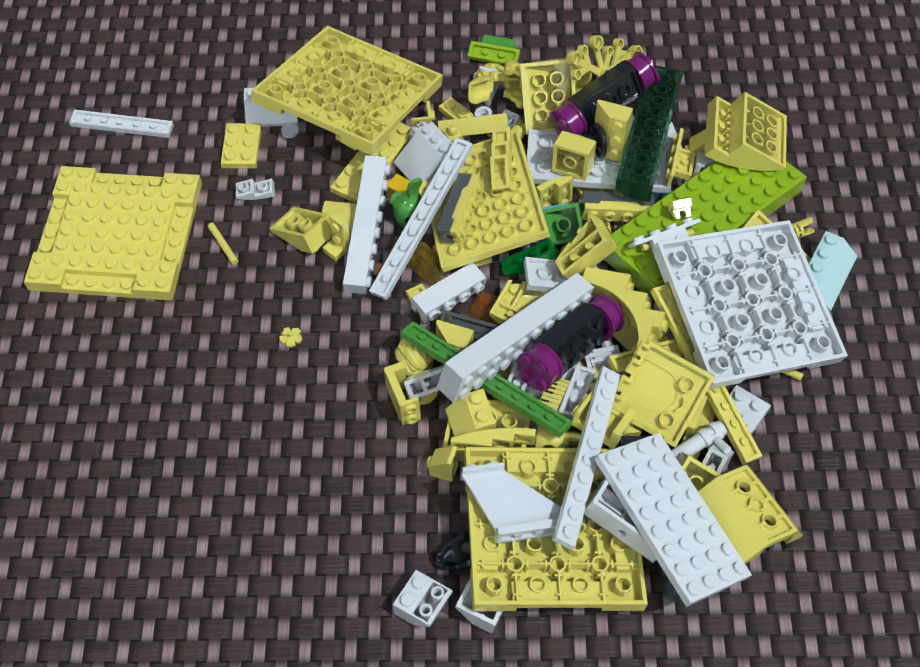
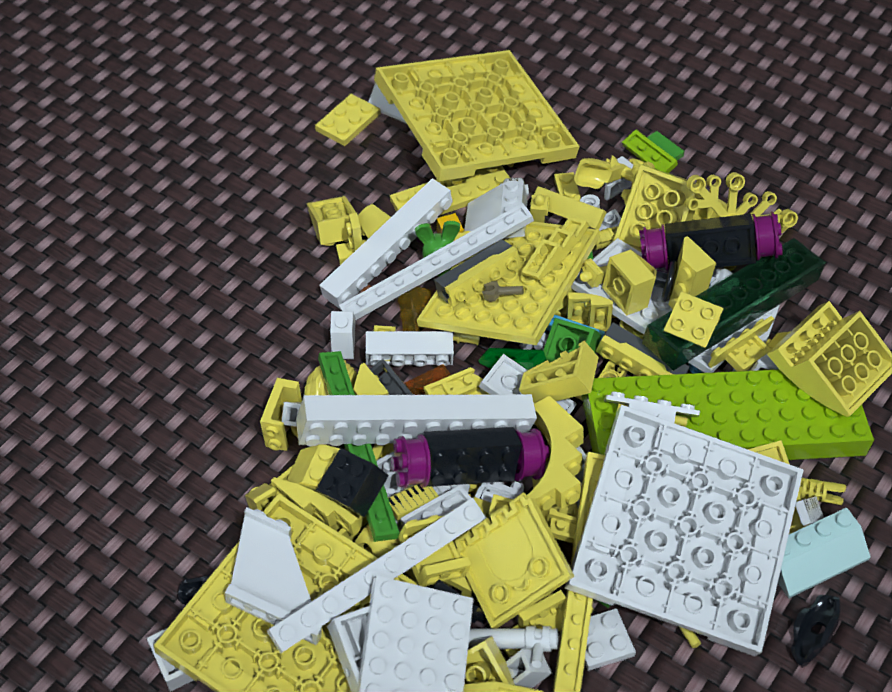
camera: 35 degrees right, 5 degrees down
(115, 234) = (179, 140): light yellow plate -> none
(121, 123) = (267, 51): white tile -> none
(223, 244) = (257, 195): light yellow bar -> none
(251, 191) = (324, 164): white slope -> none
(290, 130) = (401, 128): white piece -> none
(291, 337) = (241, 309): light yellow plant -> none
(393, 310) = (343, 333): none -> white slope
(421, 600) = (130, 612): white slope -> none
(430, 116) = (533, 181): light yellow bracket -> none
(484, 214) = (493, 290): none -> dark tan bar
(515, 405) = (352, 482): none -> black brick
(540, 163) = (592, 273): none -> light yellow piece
(644, 157) = (693, 319): none -> light yellow hinge
(680, 205) = (692, 388): tile -> none
(806, 248) = (809, 510): none -> white tile
(862, 306) = (807, 644): none -> black piece

